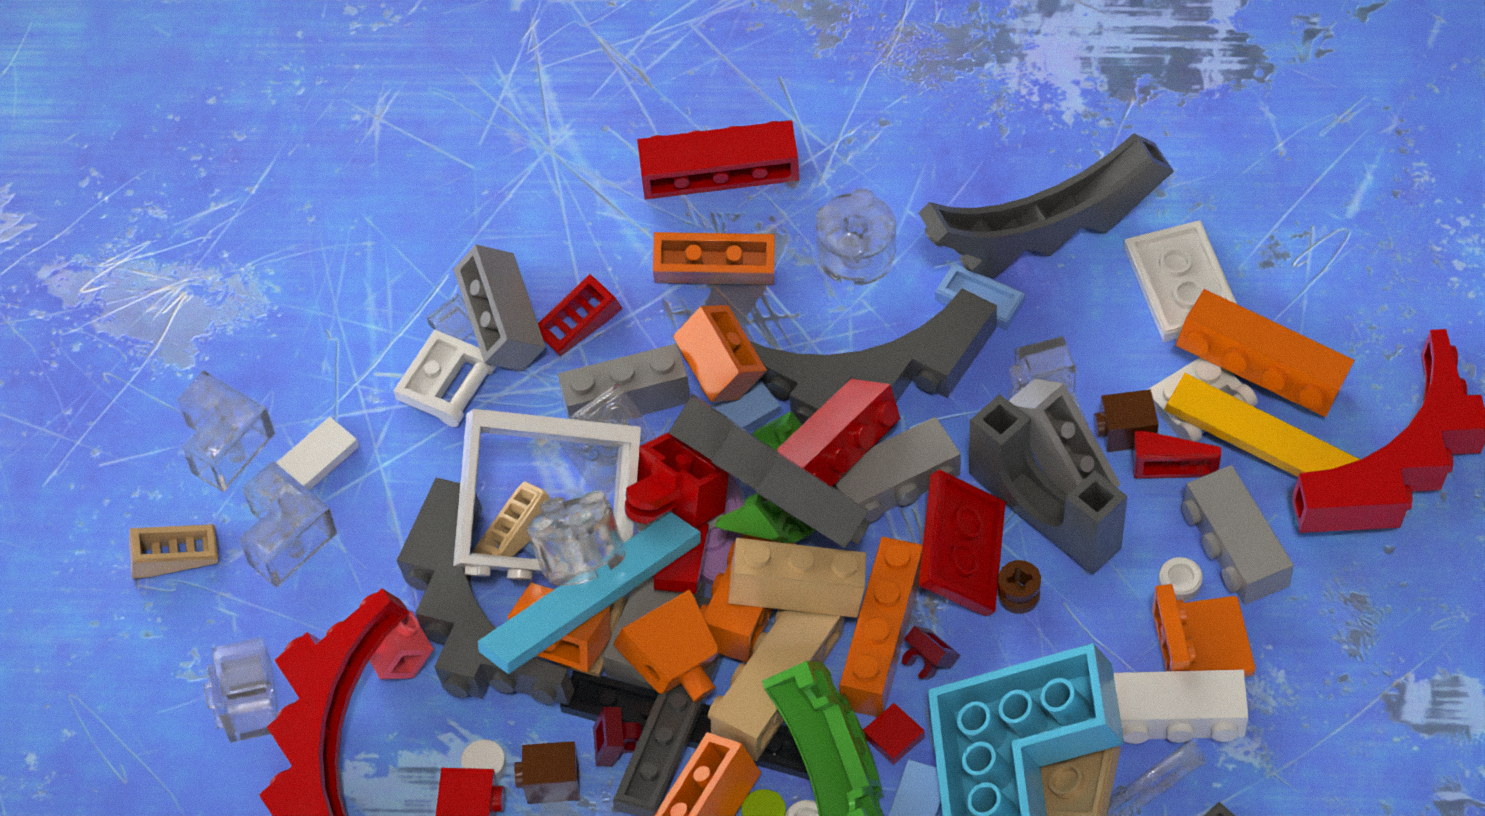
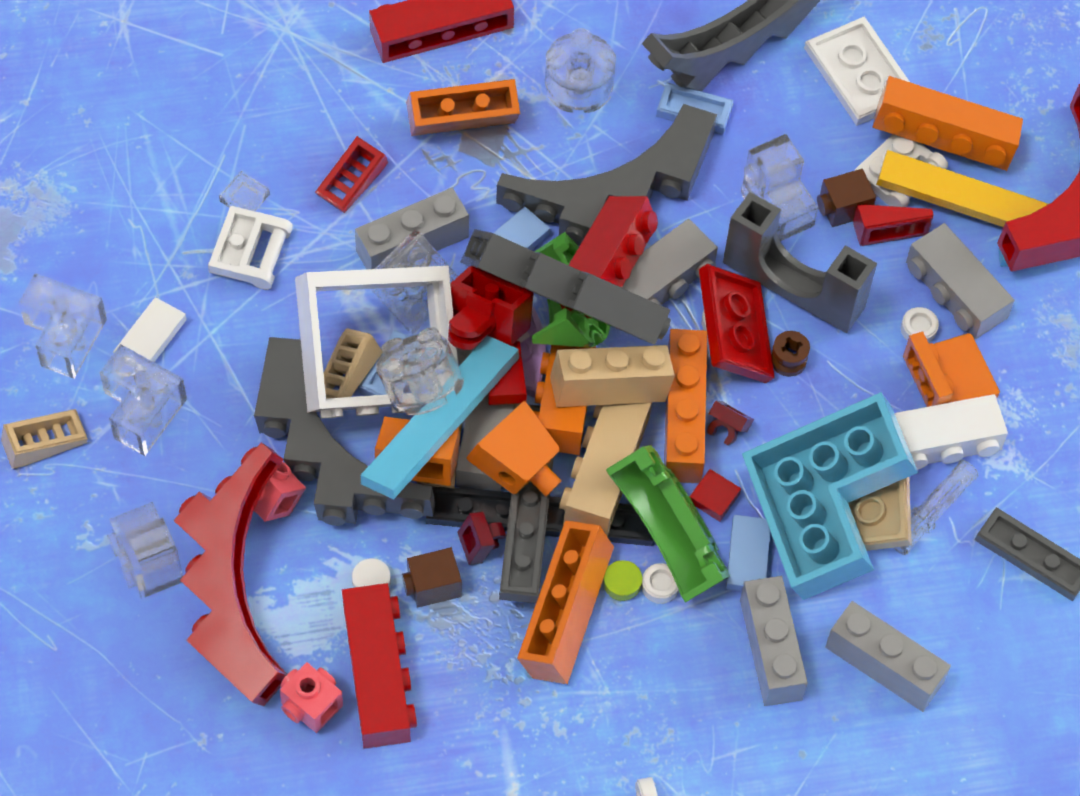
camera: 20 degrees left, 5 degrees up
(499, 308) = (284, 178): light grey brick -> none
(719, 353) = (492, 190): orange brick -> none
(1061, 435) = (804, 221): light grey brick -> none

